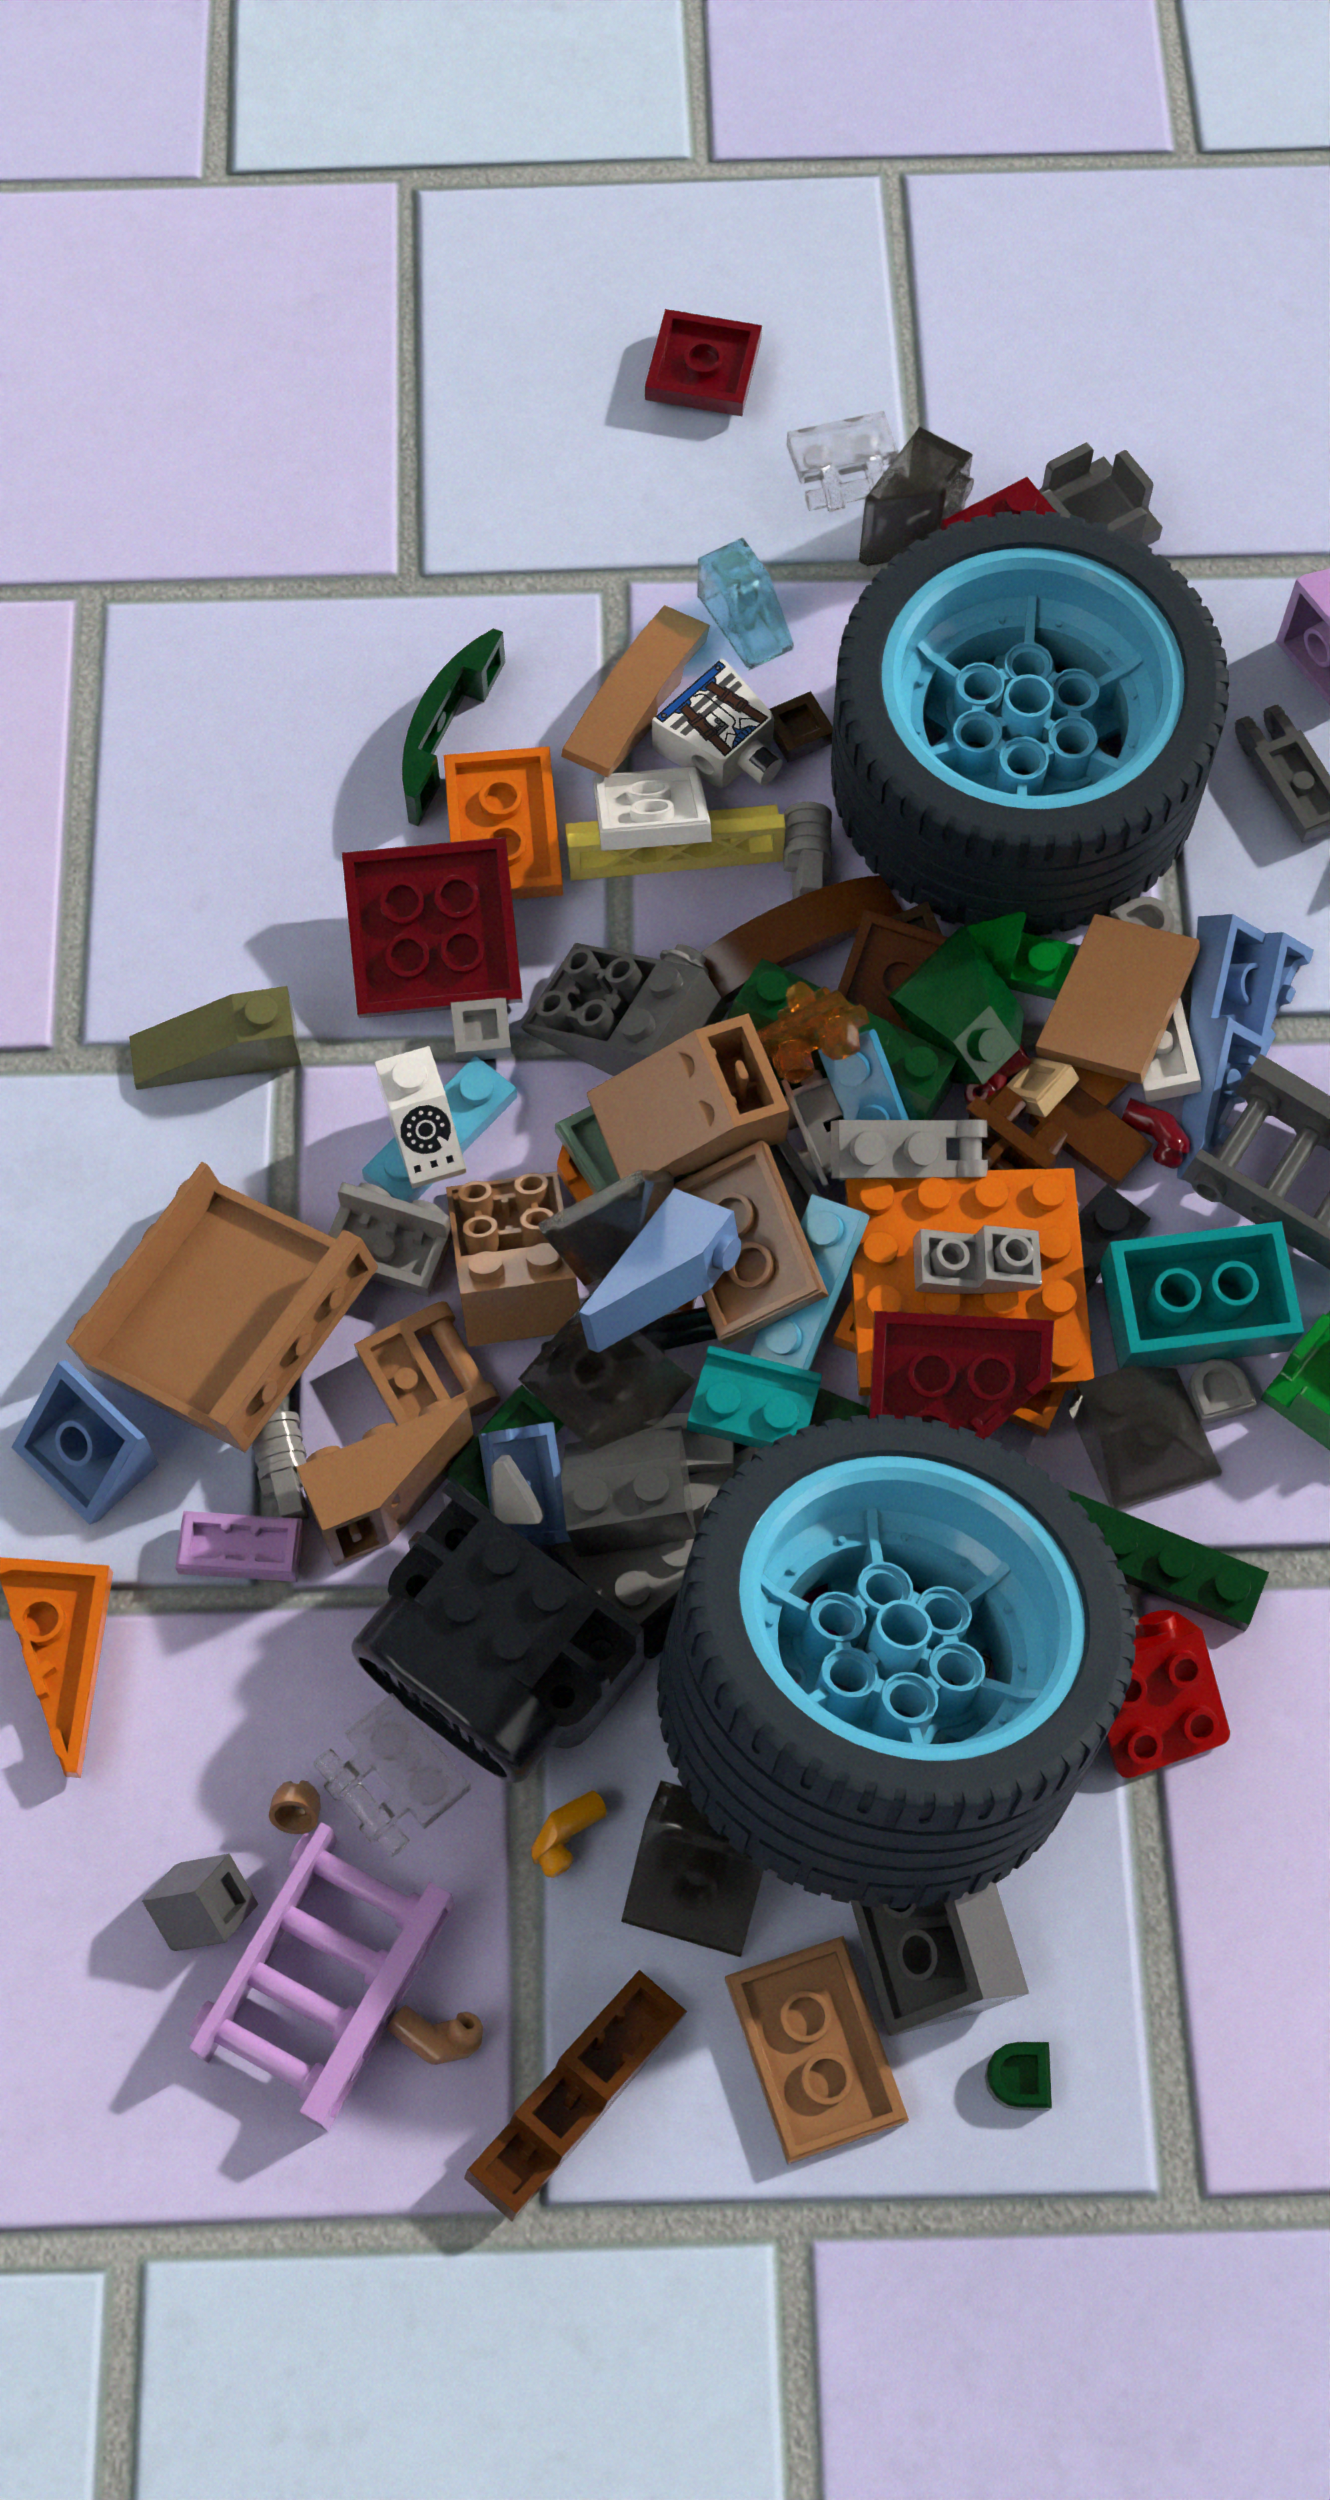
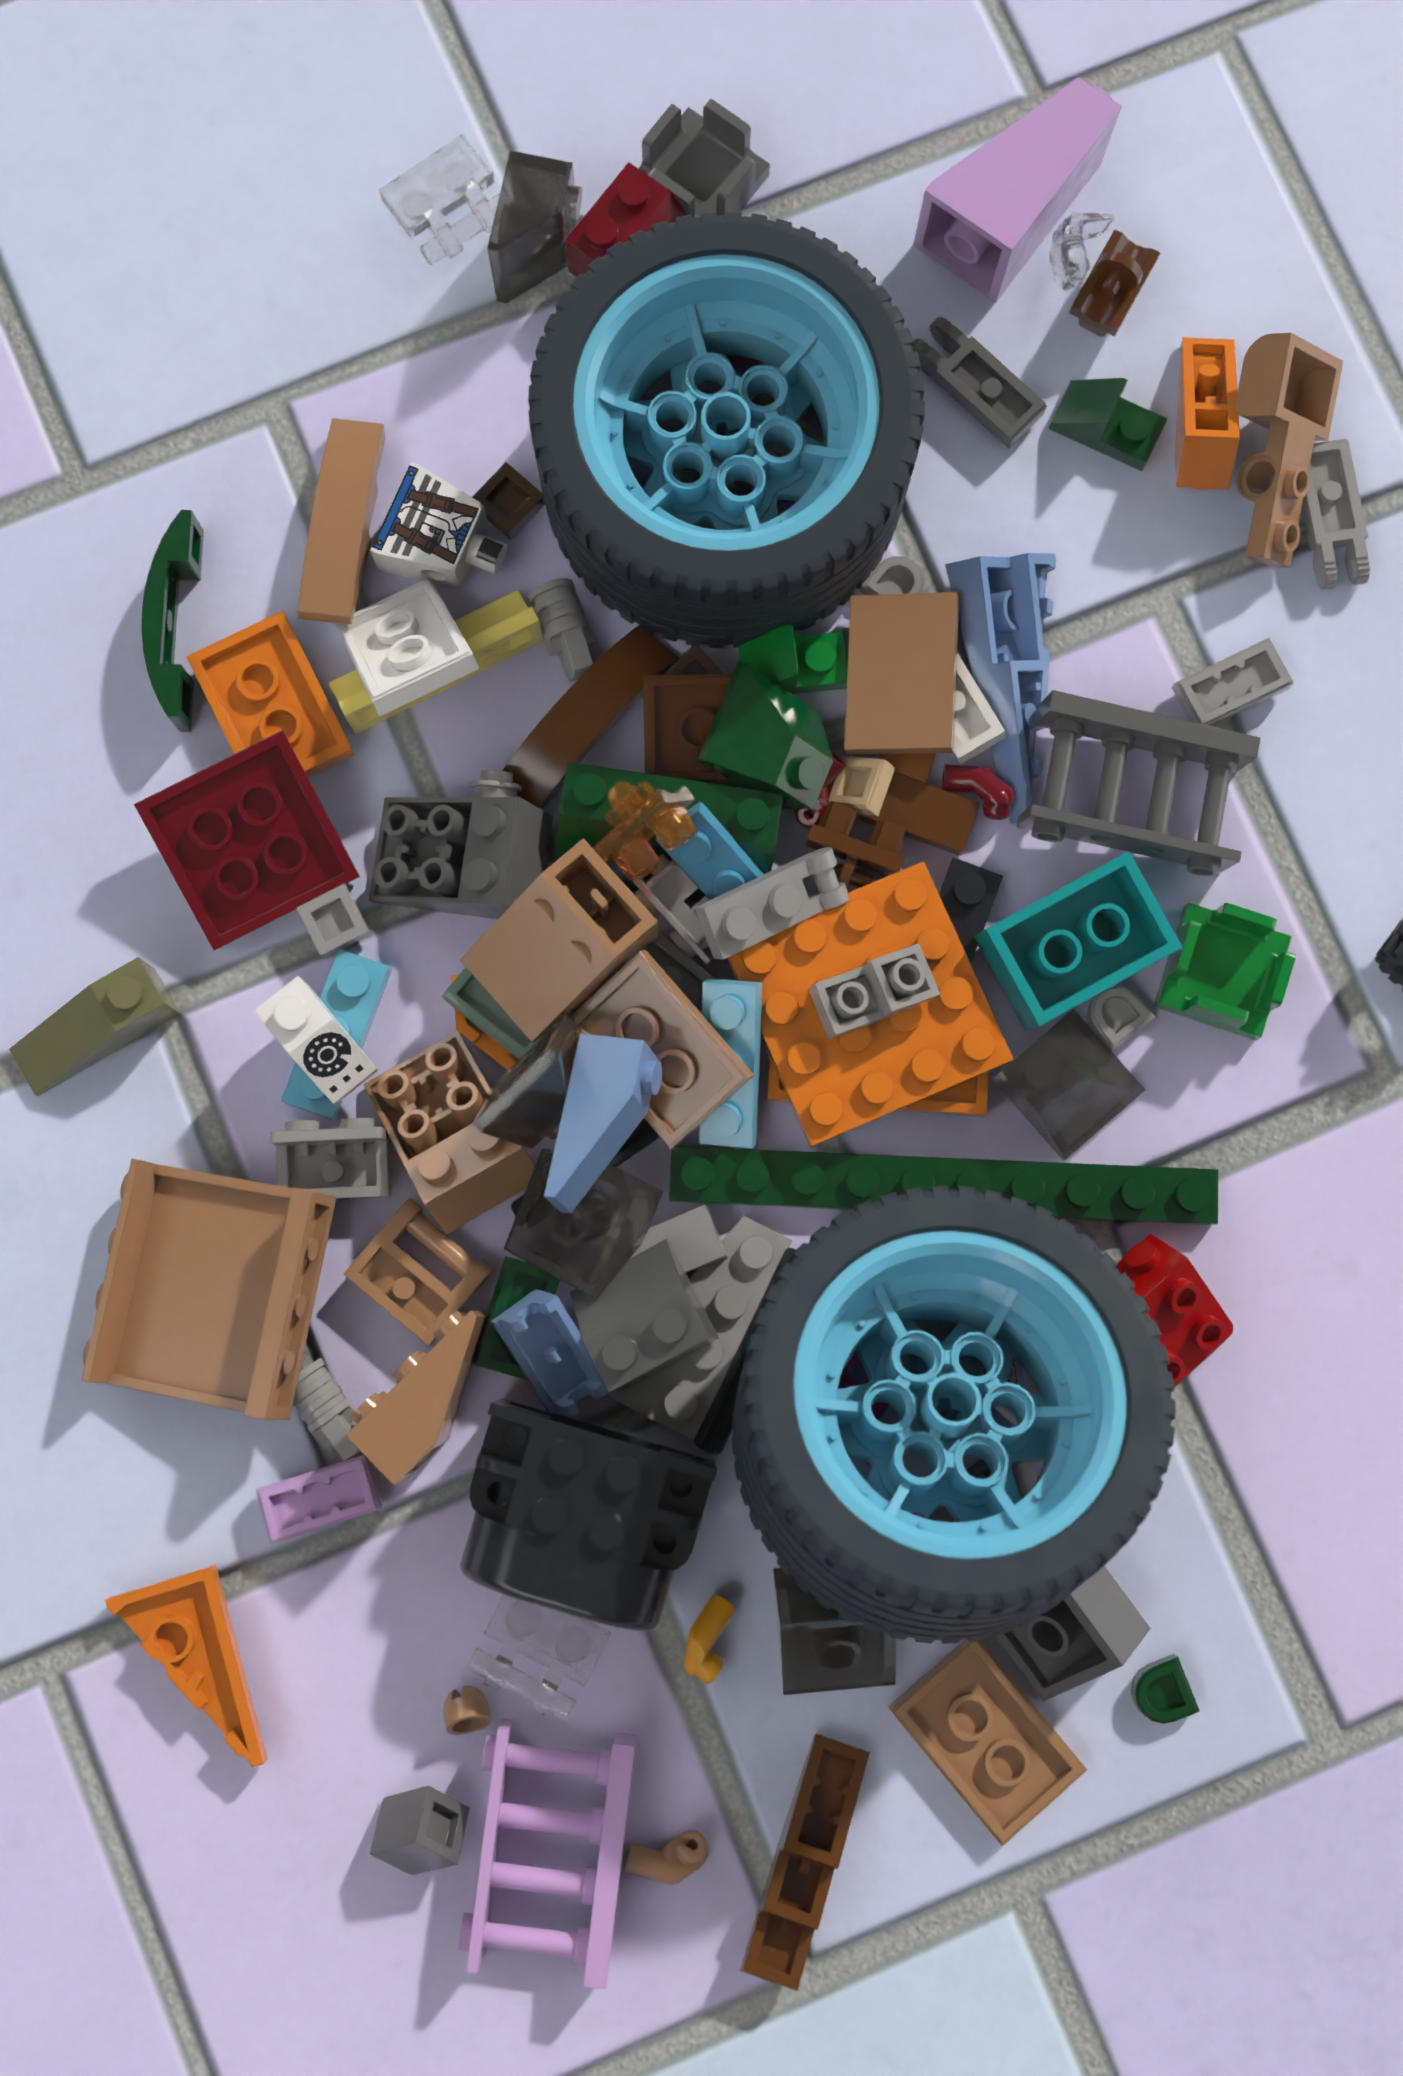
camera: 25 degrees left, 15 degrees up
(83, 1445) = (139, 1462): medium blue slope -> none
(511, 1495) = (550, 1379): light grey slope -> none
(703, 362) = (267, 139): dark red plate -> none
(743, 603) = (407, 390): clear light blue slope -> none
(751, 1398) = (723, 1193): teal plate -> none
(957, 1367) = (892, 1115): dark red plate -> none

